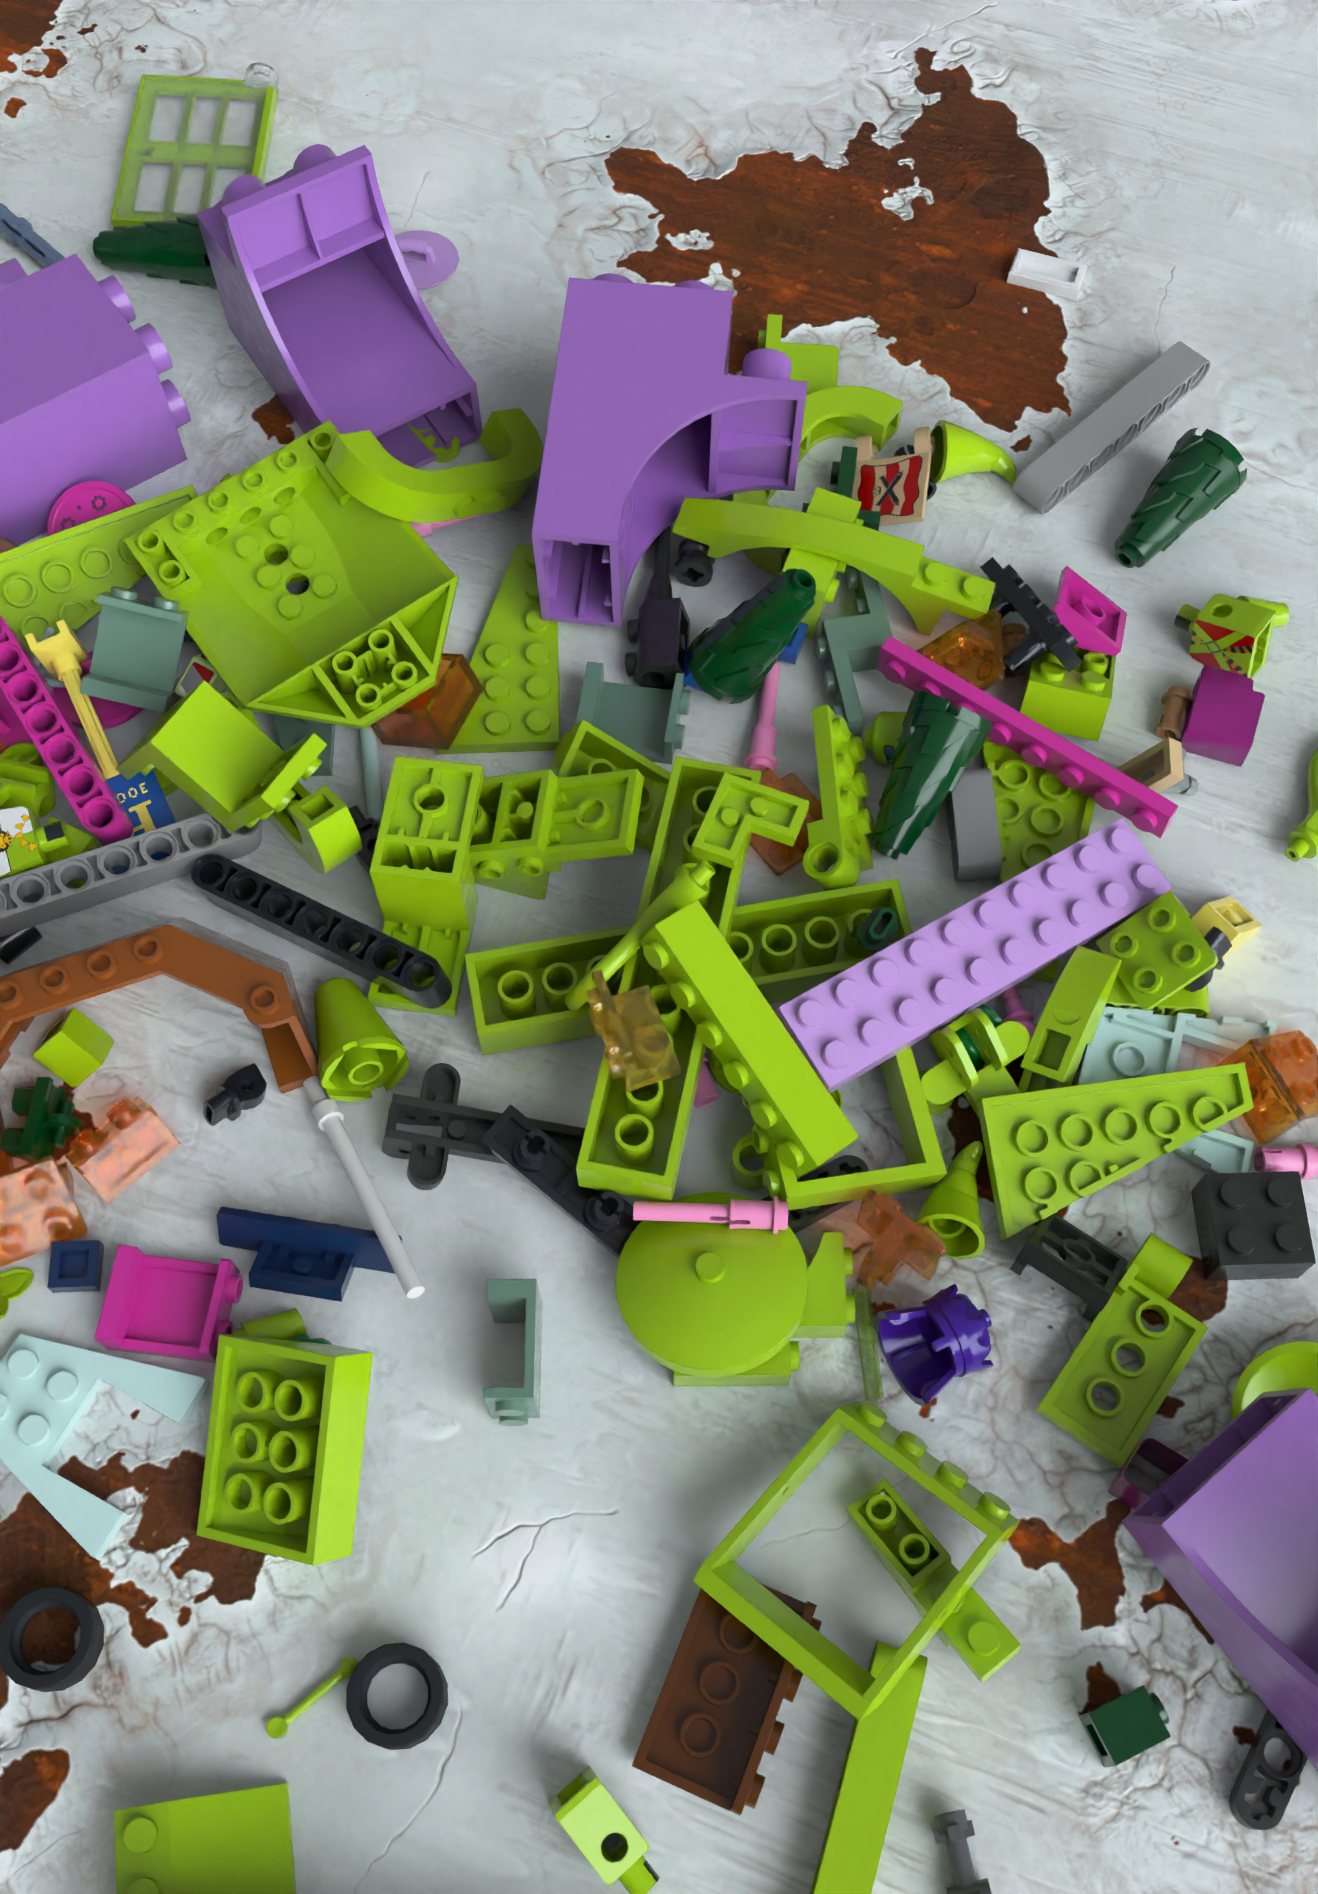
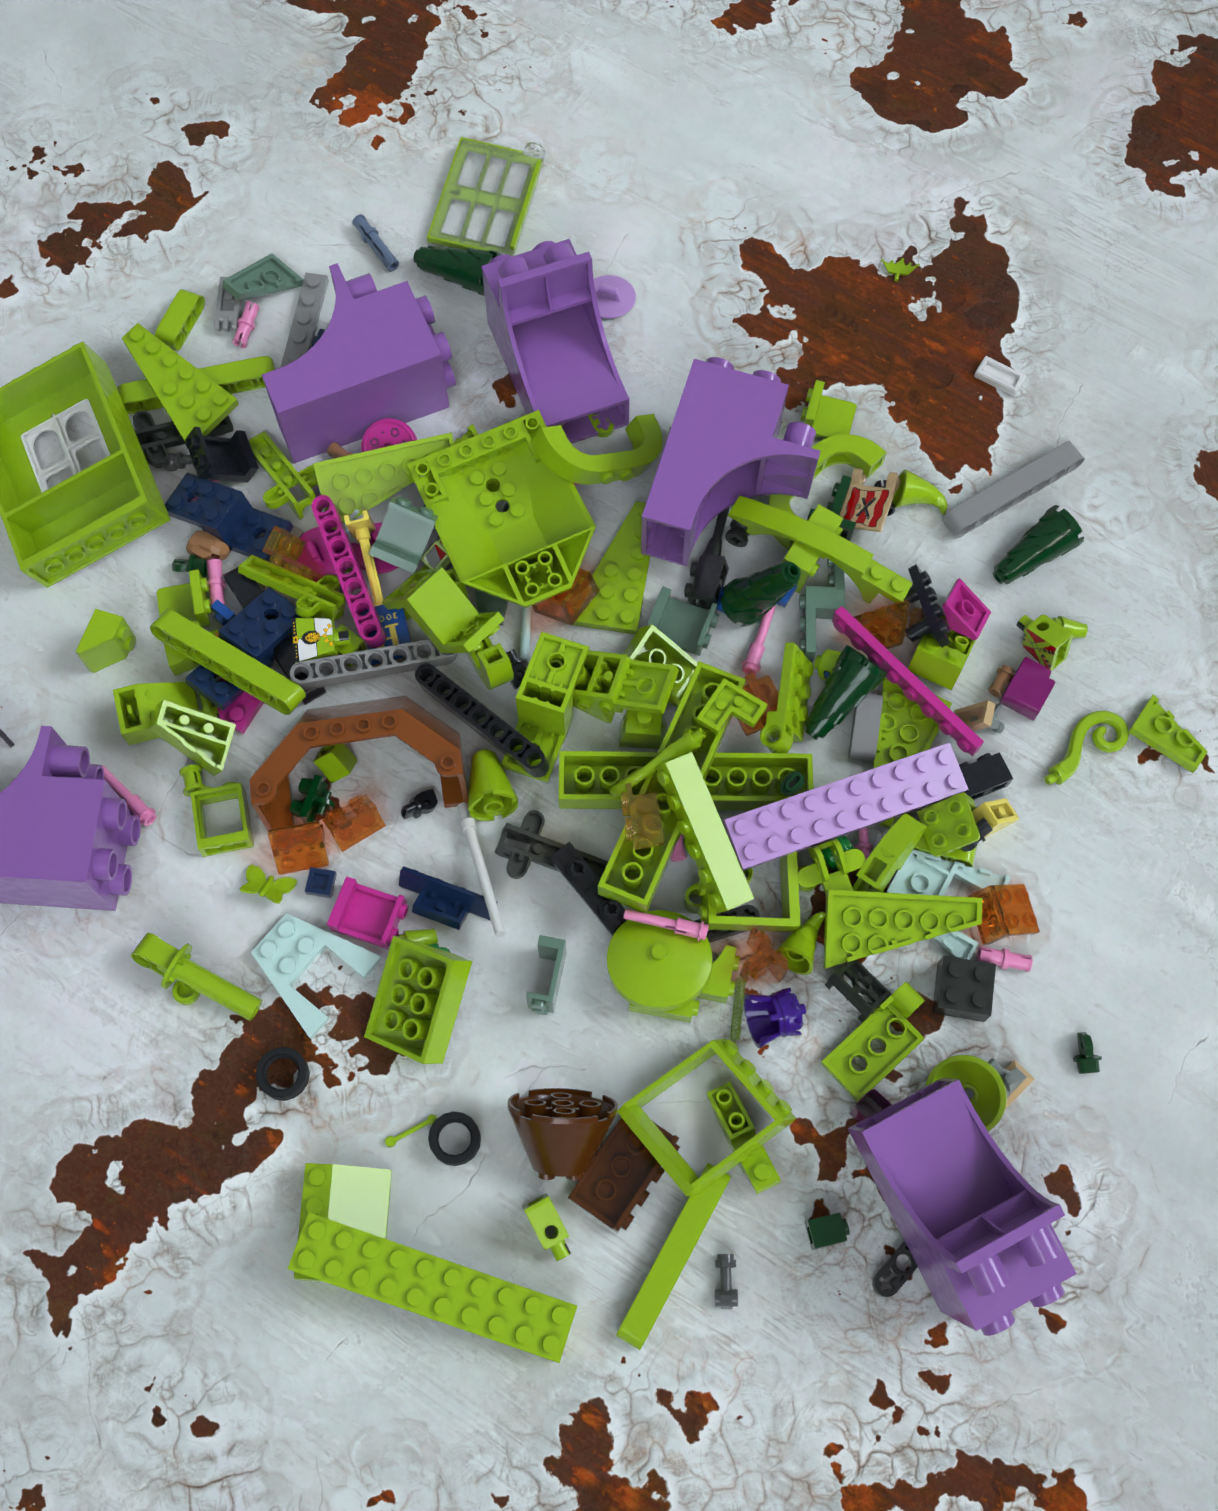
camera: 10 degrees right, 5 degrees up
(595, 1636) = (561, 1129): none -> reddish brown cone
(600, 894) = (642, 730): none -> lime torso
(855, 153) = (899, 268): none -> lime piece
(1194, 861) = (986, 775): none -> black brick

